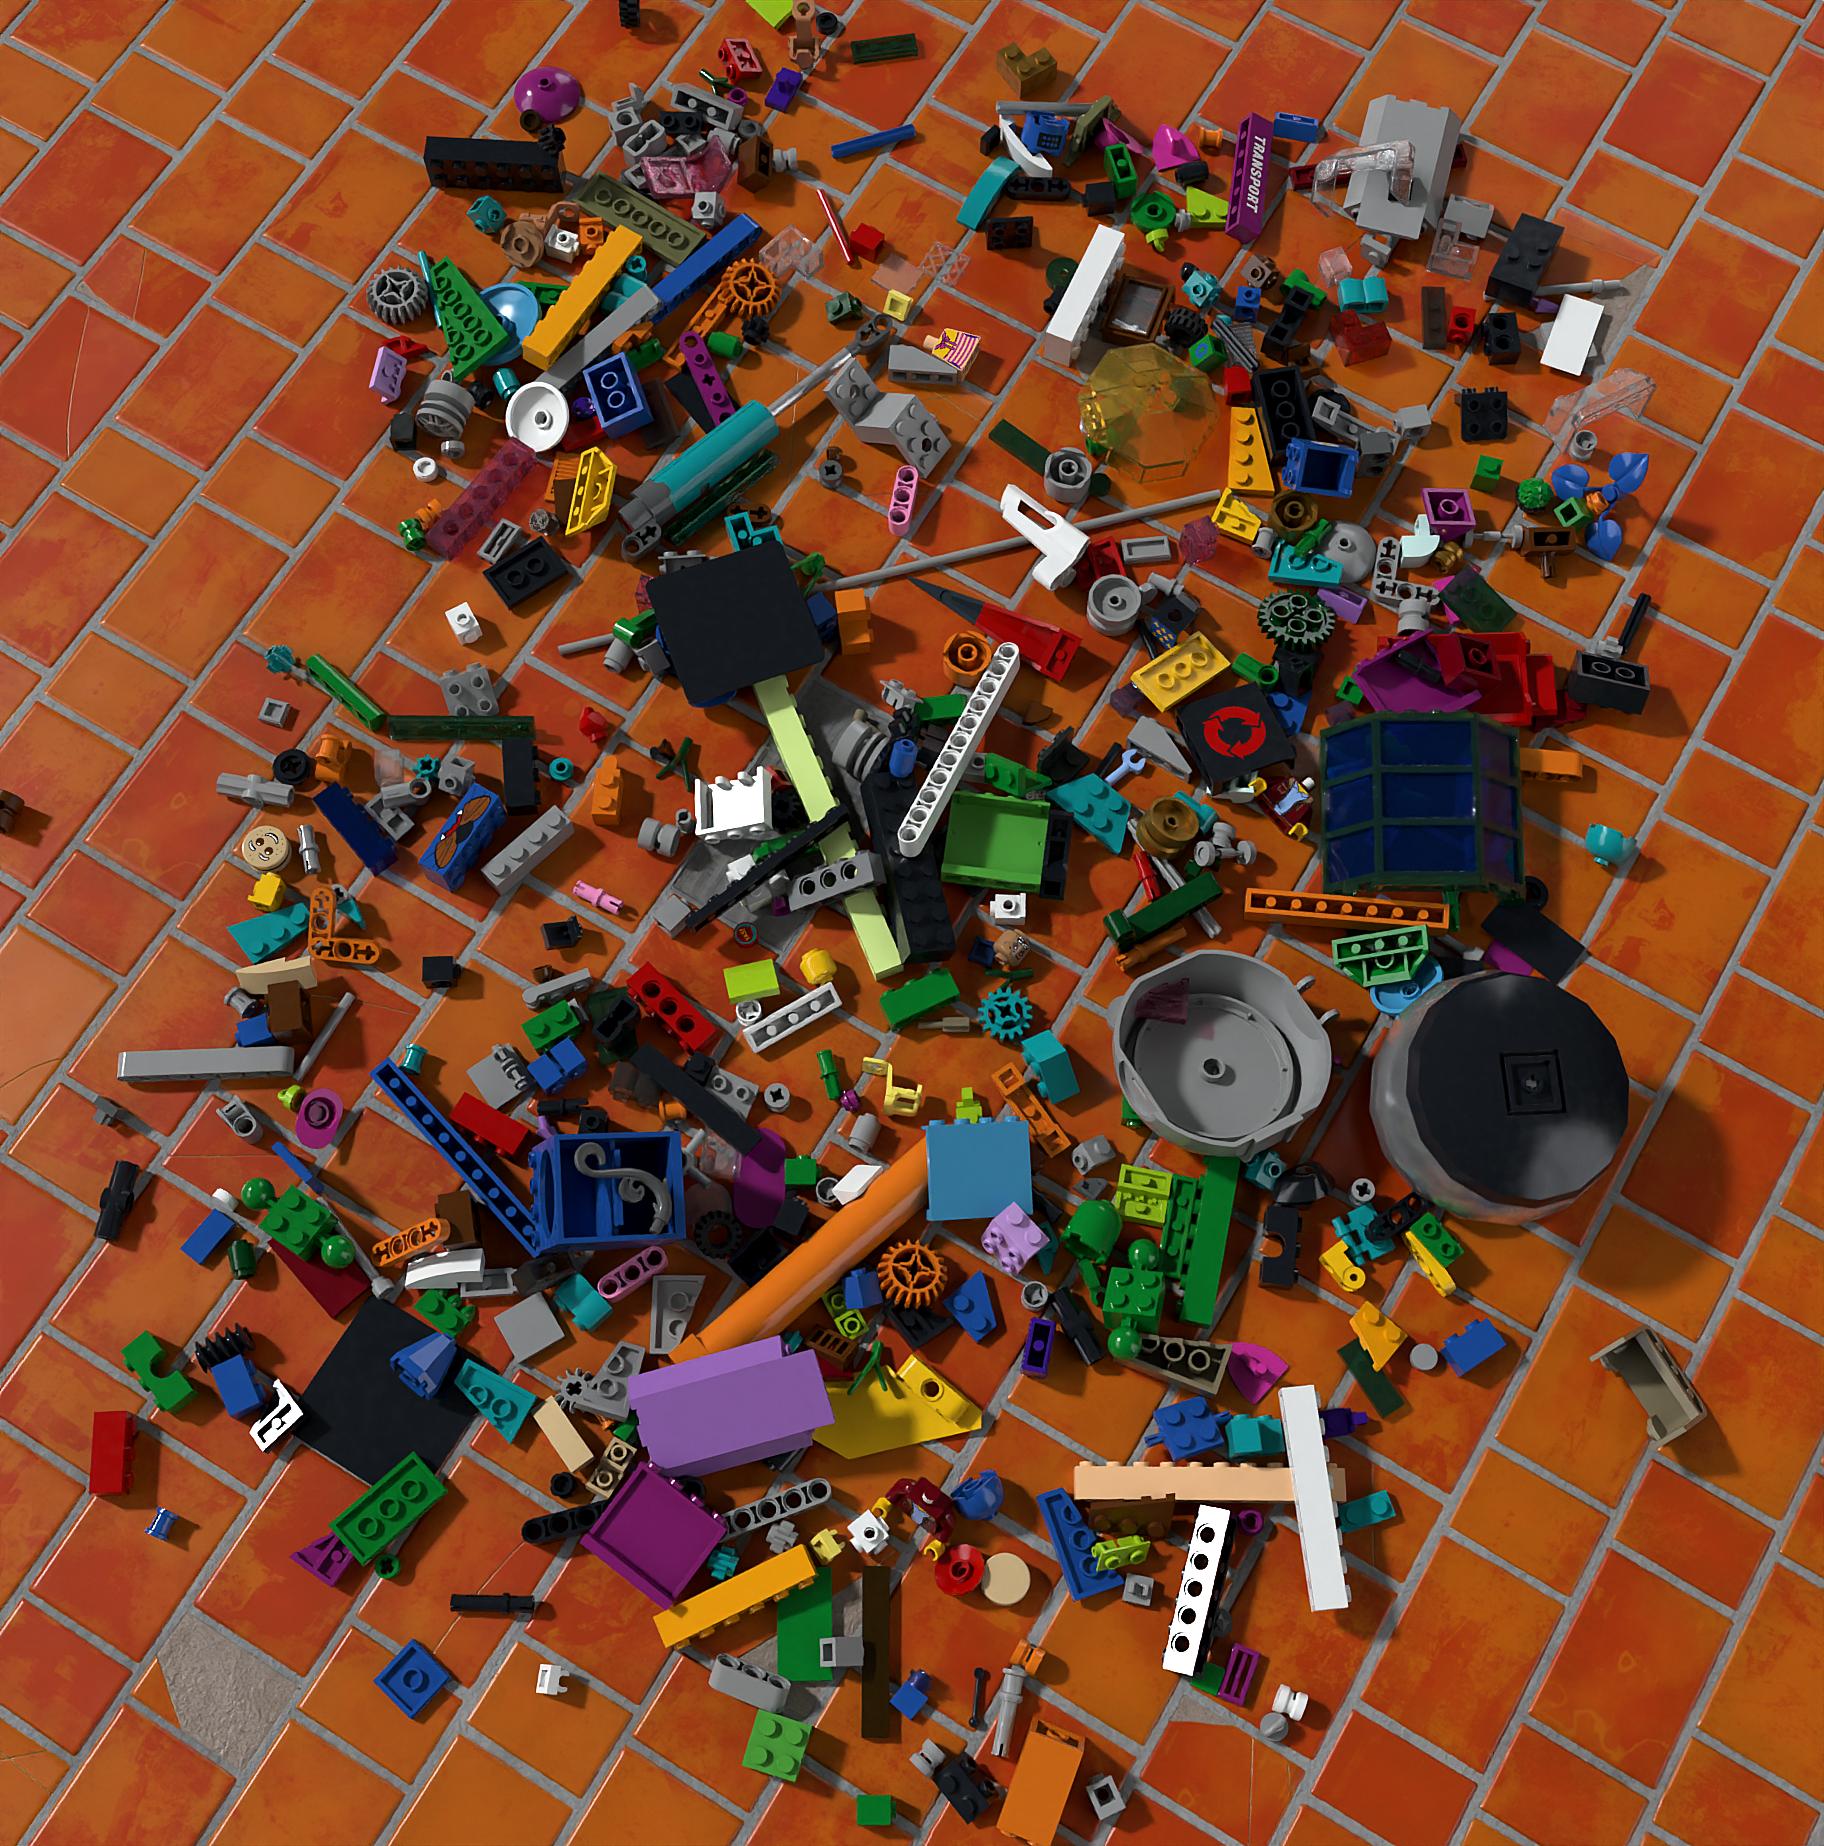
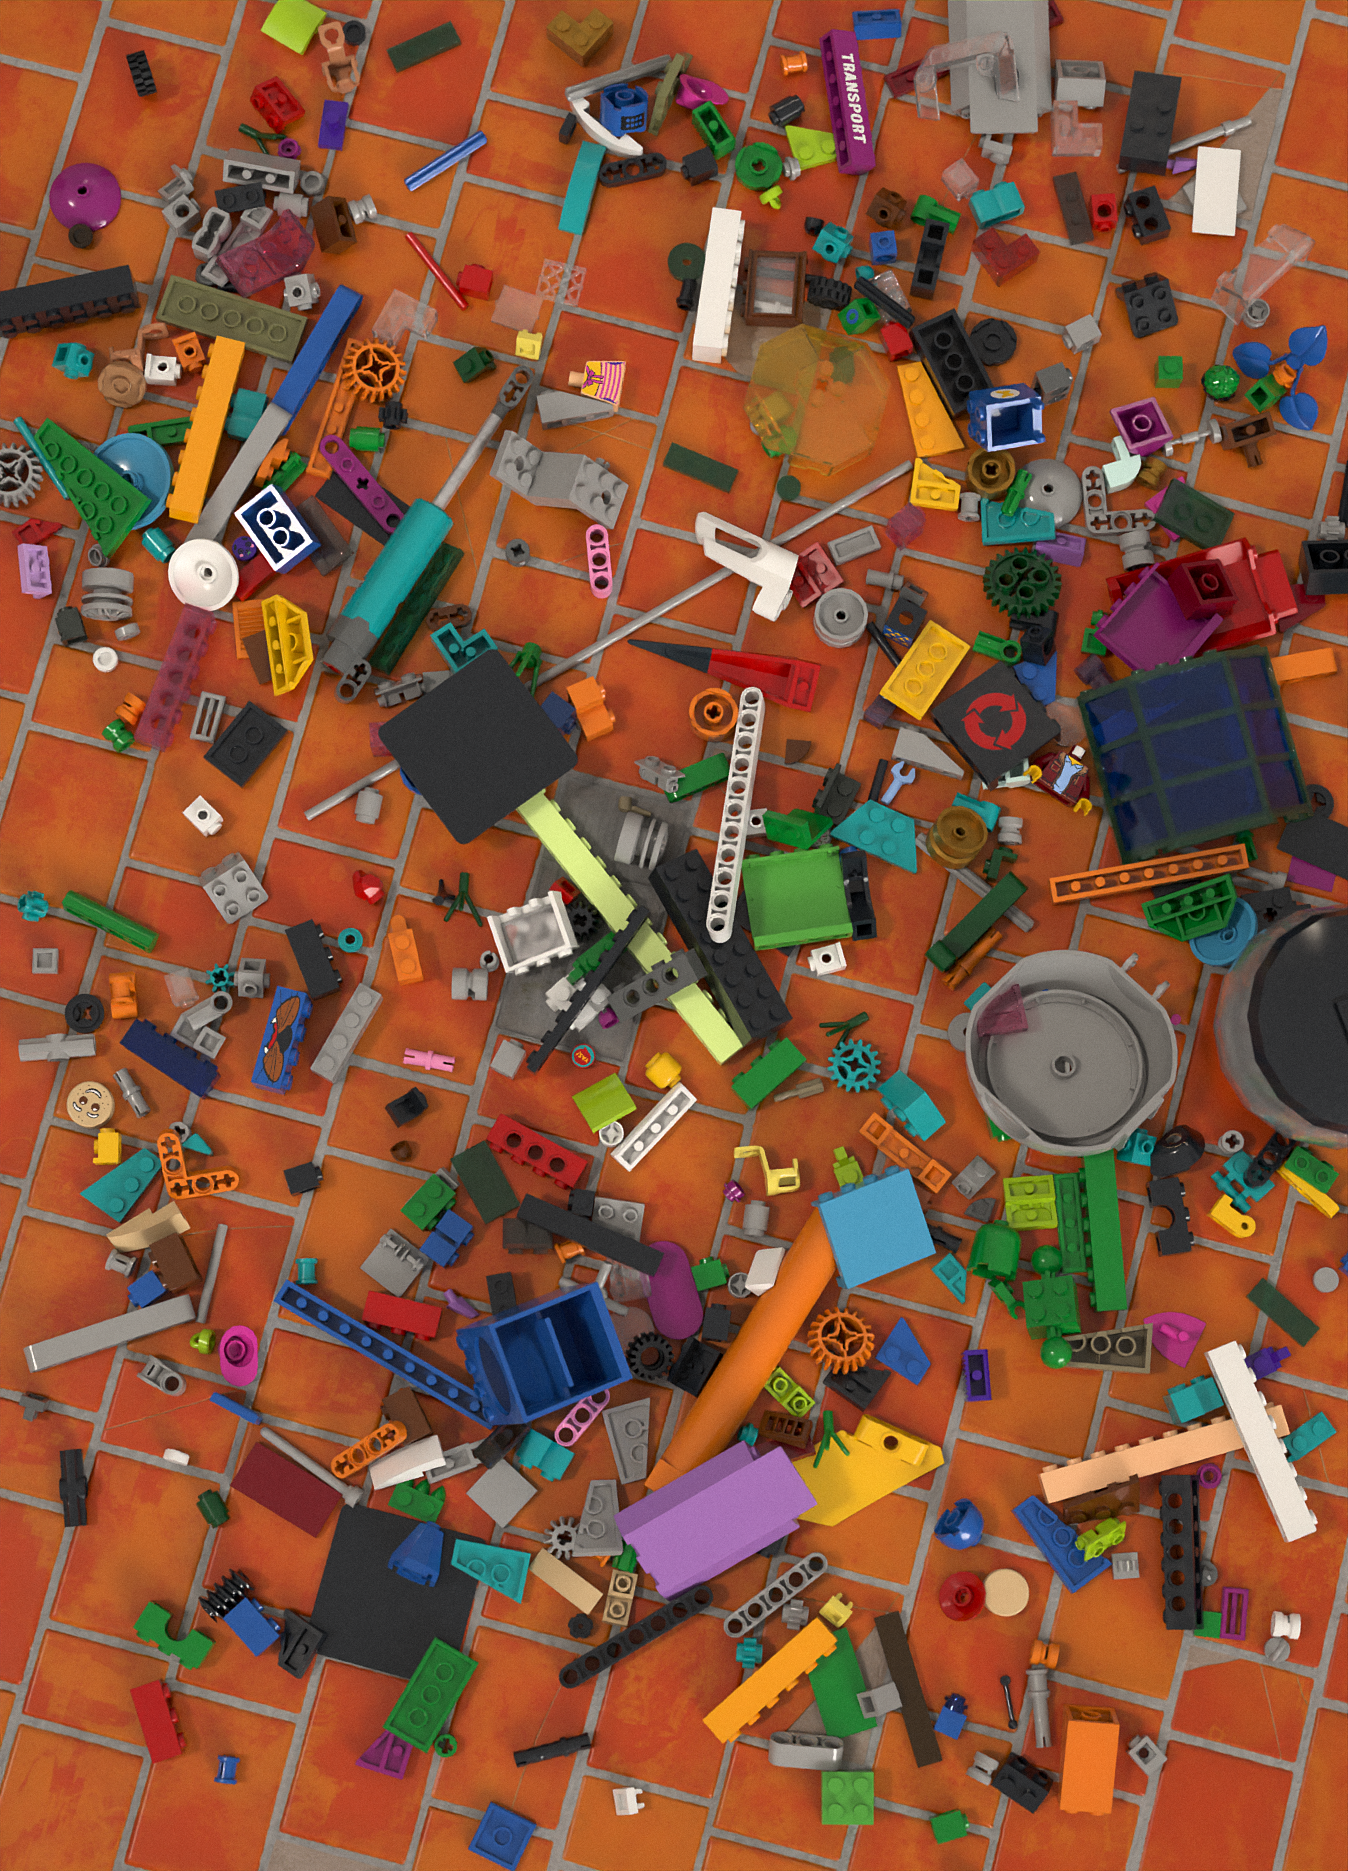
camera: 20 degrees left, 10 degrees up
(208, 1237) = (171, 1496): blue tile -> none
(298, 1223) = (256, 1460): green brick -> none
(460, 727) = (239, 925): clear green plate -> none
(481, 395) = (134, 563): black wheel -> none
(544, 522) = (241, 682): clear smoke wheel -> none
(552, 139) = (121, 267): black gear -> none
(557, 988) = (421, 1163): light grey plate -> none
(561, 1107) = (464, 1276): black axle -> none
(622, 1018) = (488, 1190): black brick -> none
(627, 1192) = (565, 1340): dark grey plant -> none
(634, 630) = (377, 780): green piece -> none
(637, 268) = (244, 373): teal bush -> none
(651, 657) = (401, 799): light grey brick -> none
(655, 1534) = (682, 1647): magenta panel -> none
(778, 1102) = (665, 1211): light grey wheel -> none
(829, 1074) = (705, 1171): green axle -> none
(832, 453) = (513, 530): reddish brown hinge -> none
(861, 1289) = (799, 1369): blue brick -> none
(866, 1523) = (863, 1584): white brick -> none
(903, 758) = (685, 843): blue brick -> none
(925, 1506) = (915, 1549): dark red torso -> none
(928, 740) = (690, 816): black hips -> none
(982, 953) = (815, 1008): dark blue tile -> none
(1009, 233) = (617, 231): black bracket -> none
(1011, 947) = (841, 998): medium nougat head -> none
(1013, 1239) = (925, 1282): lavender bracket -> none
(1035, 1291) = (958, 1327): light grey wheel -> none
(1067, 475) = (767, 482): light grey brick -> none
(1077, 1326) = (1004, 1344): black piece -> none
(1147, 876) = (949, 888): red pin -> none
(1148, 592) = (868, 592): light grey tile -> none
(1172, 148) = (757, 84): dark pink shield -> none
(1188, 1428) = (1131, 1409): blue plate -> none
(1205, 853) = (1001, 855): light grey wheel -> none
(1301, 356) = (953, 296): reddish brown bracket -> none
(1344, 425) = (1023, 358): light grey slope -> none
(1377, 1334) = (1278, 1271): light orange wing -> none
(1417, 666) = (1154, 606): black axle -> none

